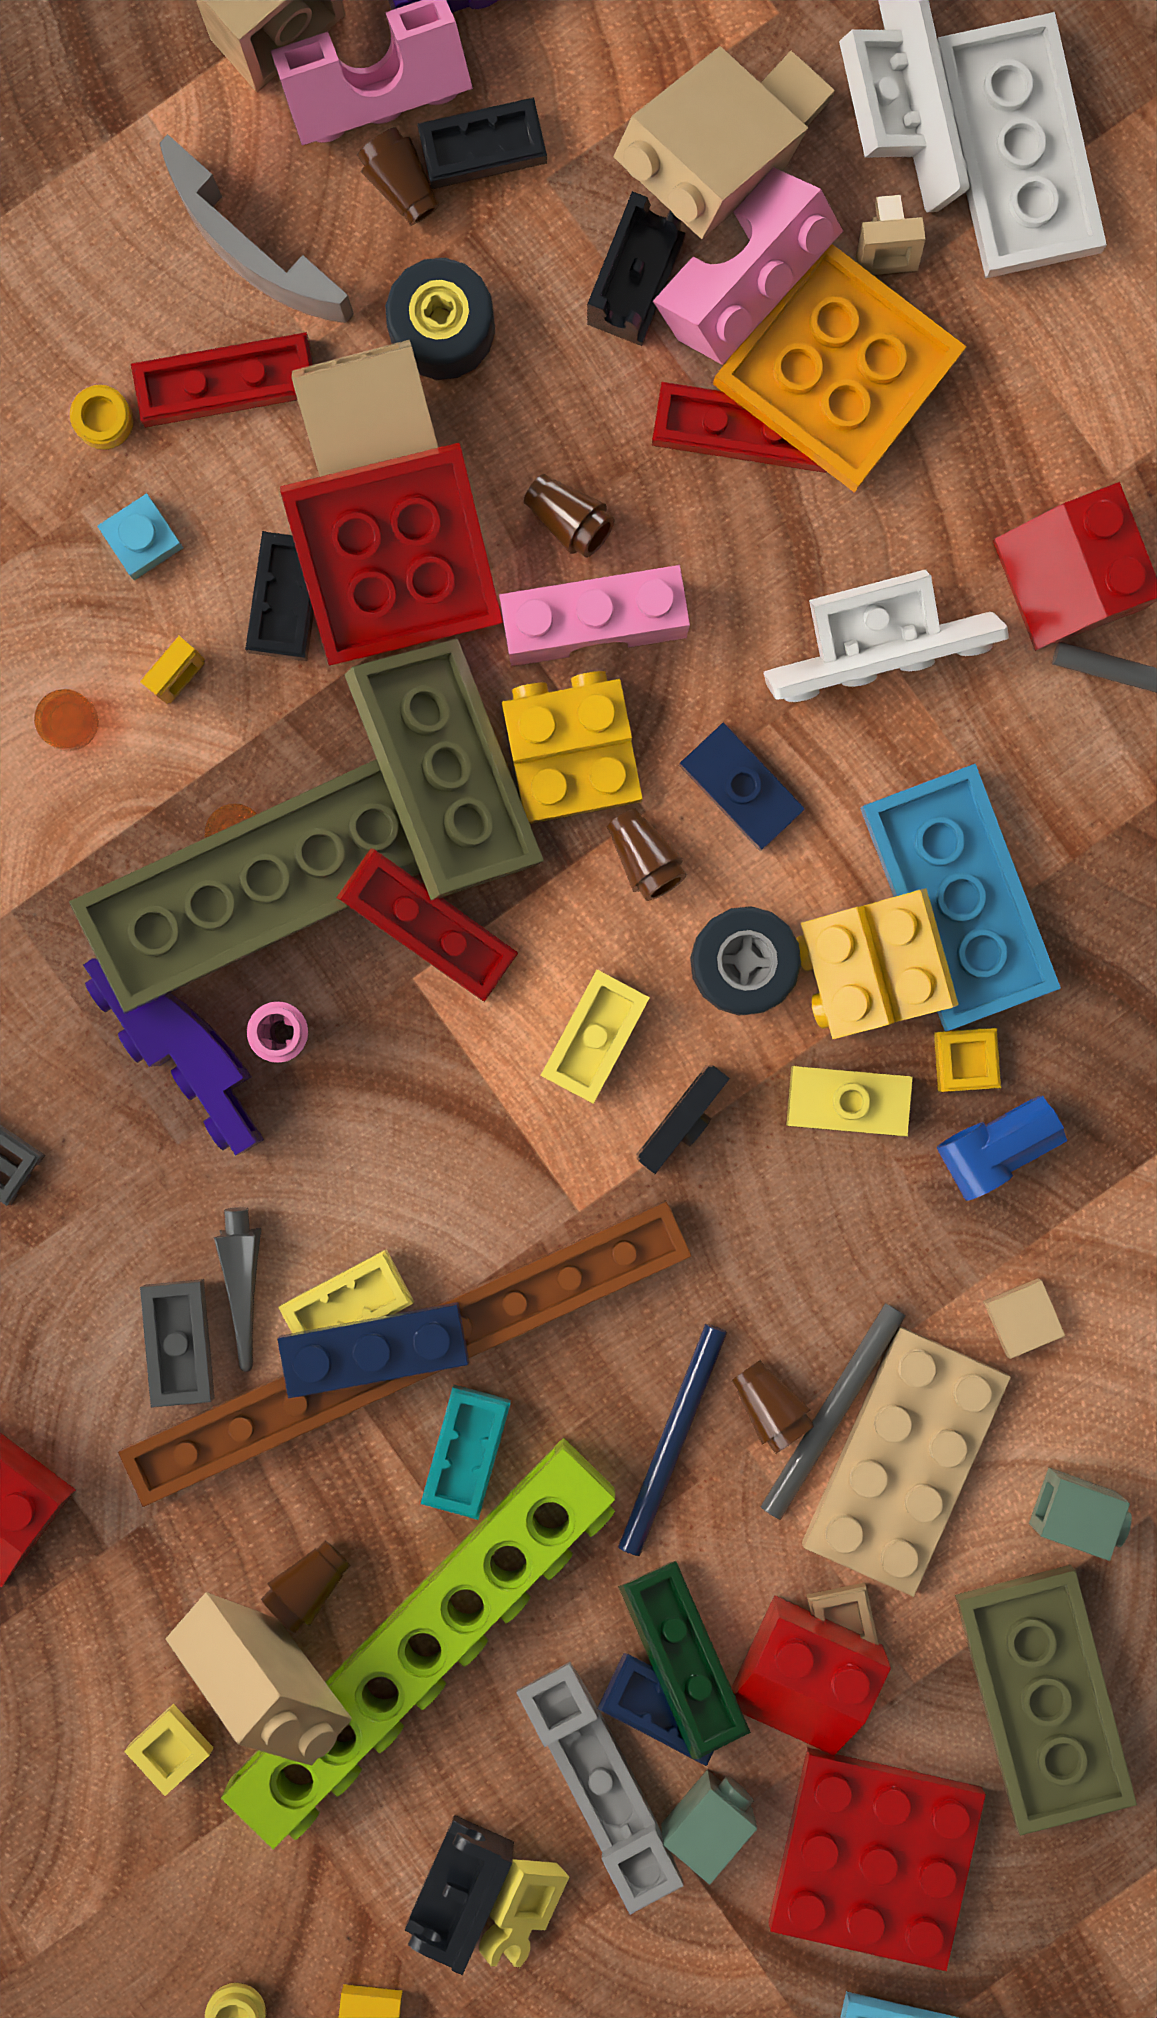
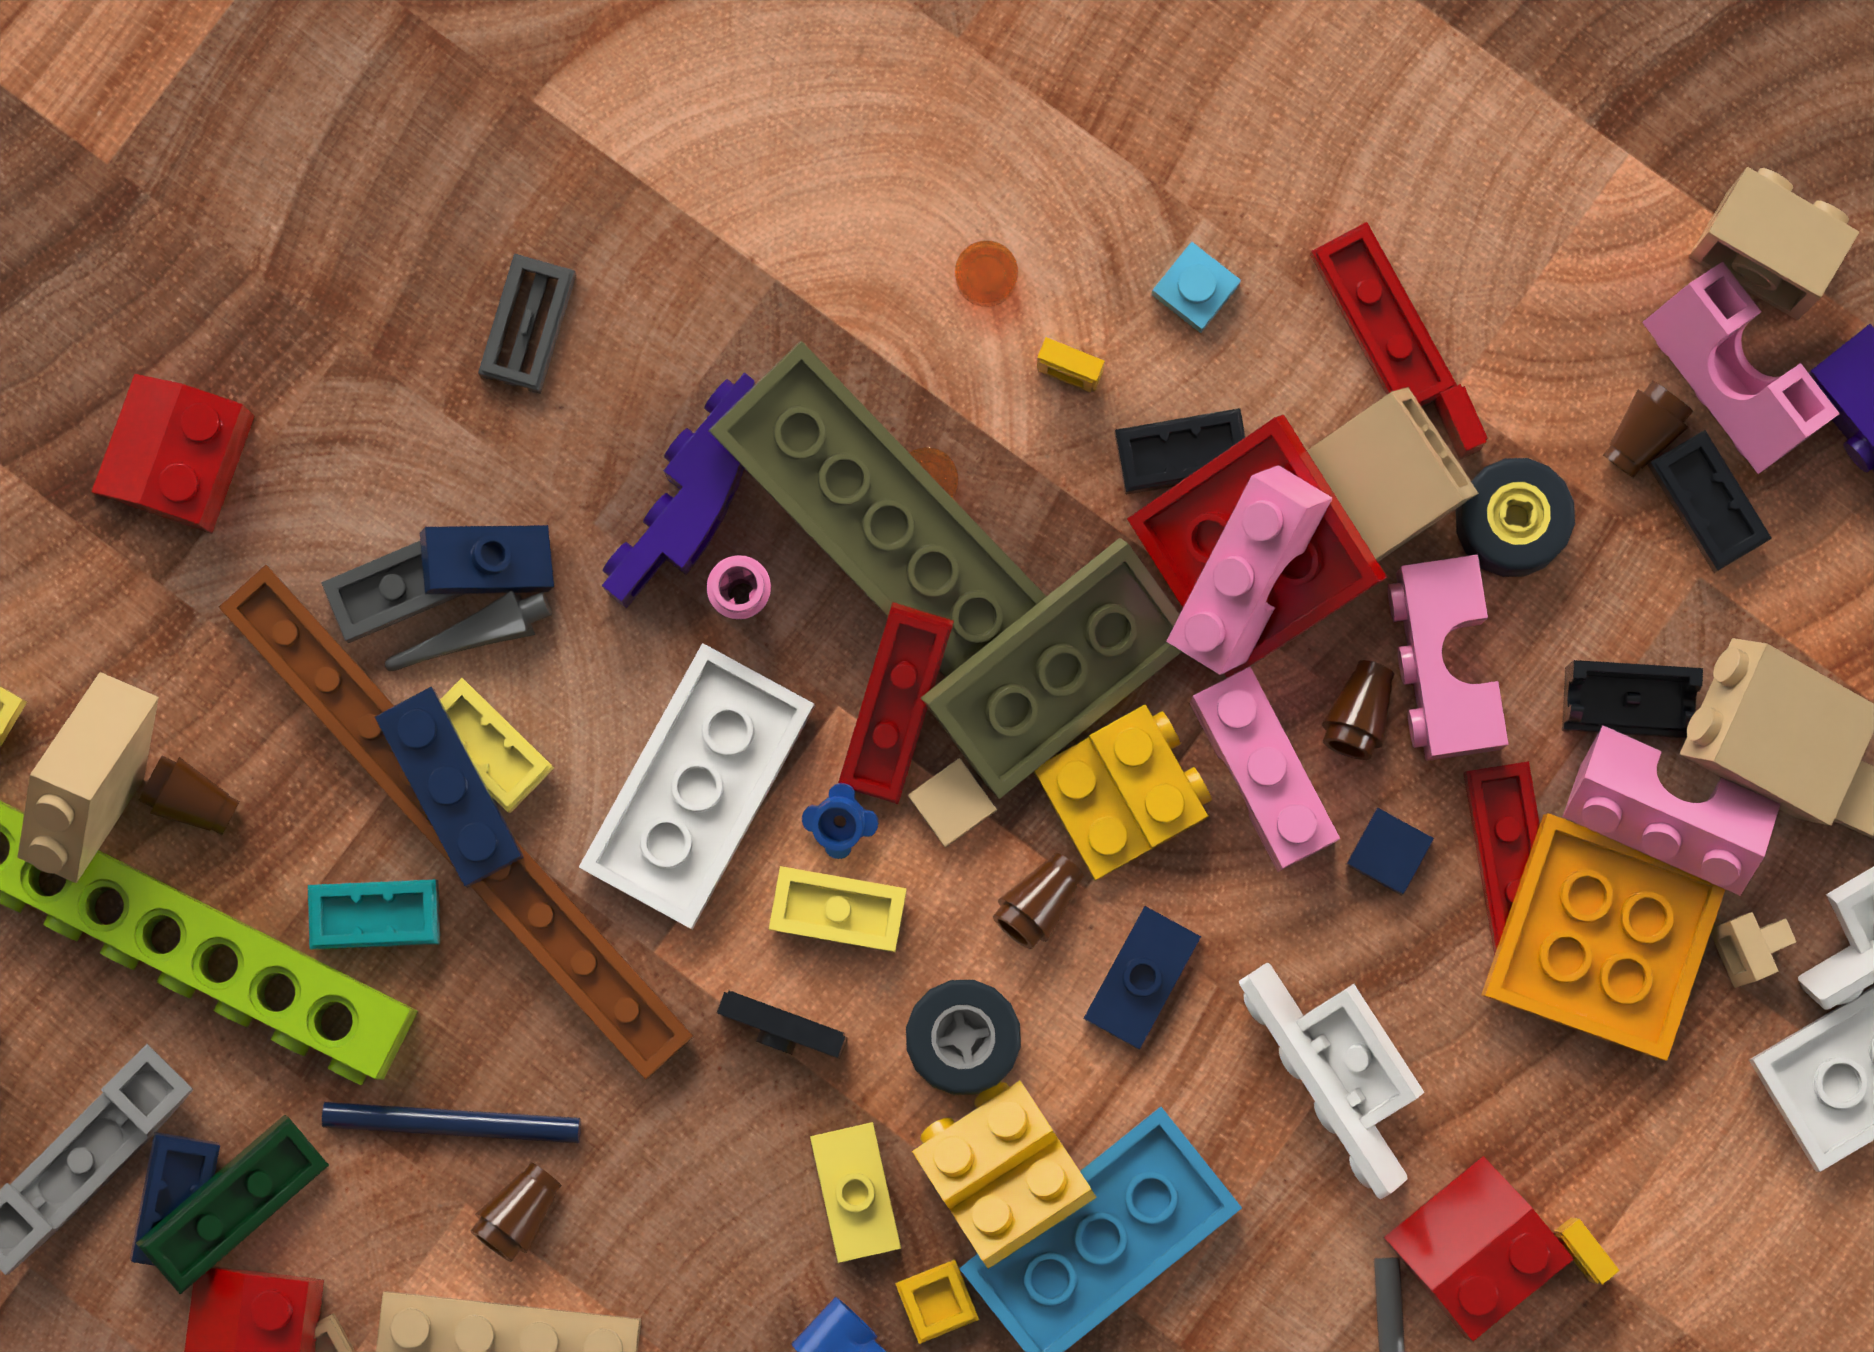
camera: 80 degrees right, 5 degrees down
(101, 417) = (1304, 209): yellow tile -> none
(178, 1252) = (486, 559): none -> dark blue plate
(300, 288) = (1502, 368): light grey slope -> none
(337, 337) = (1461, 421): none -> red tile
(409, 565) = (1259, 540): none -> bright pink arch
(444, 1126) = (697, 786): none -> white plate
(532, 904) = (952, 802): none -> tan tile
(532, 1016) = (834, 838): none -> blue plate
(595, 436) = (1450, 714): none -> bright pink arch
(701, 531) = (1389, 851): none -> dark blue tile
(710, 1825) = (72, 1286): sand green brick -> none
(832, 1411) = (532, 1278): dark grey bar -> none
(1119, 468) = (1586, 1251): none -> yellow tile

